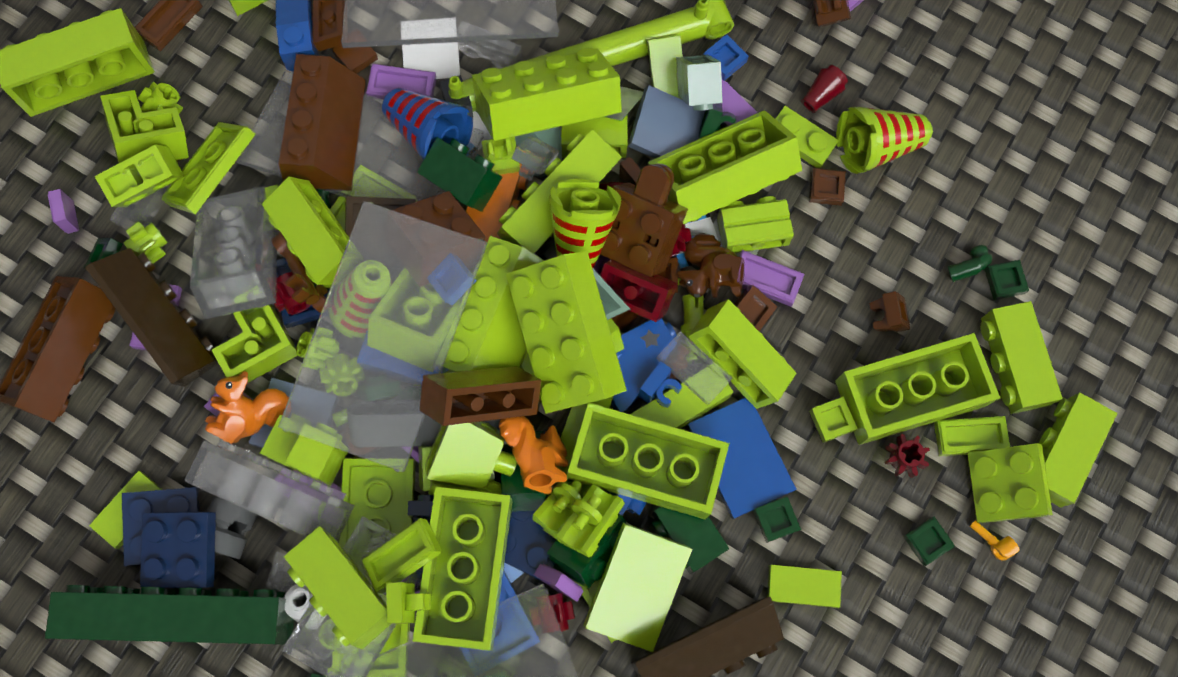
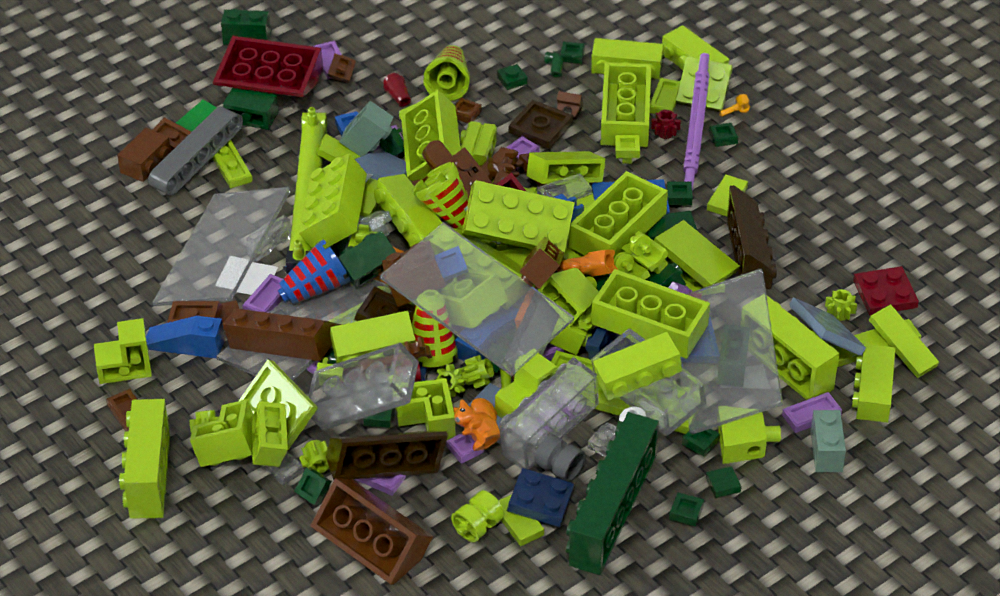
camera: 65 degrees left, 30 degrees down
(63, 211) = (263, 501): medium lavender tile -> none
(98, 458) = (481, 513): none -> lime wheel
(178, 550) = (565, 472): dark blue plate -> none
(402, 555) = (628, 324): lime tile -> none
(403, 602) = (661, 325): lime tile -> none
(837, 289) = (540, 124): none -> dark brown plate
(919, 219) = (512, 77): none -> dark green plate
(923, 498) = (696, 119): none -> medium lavender axle

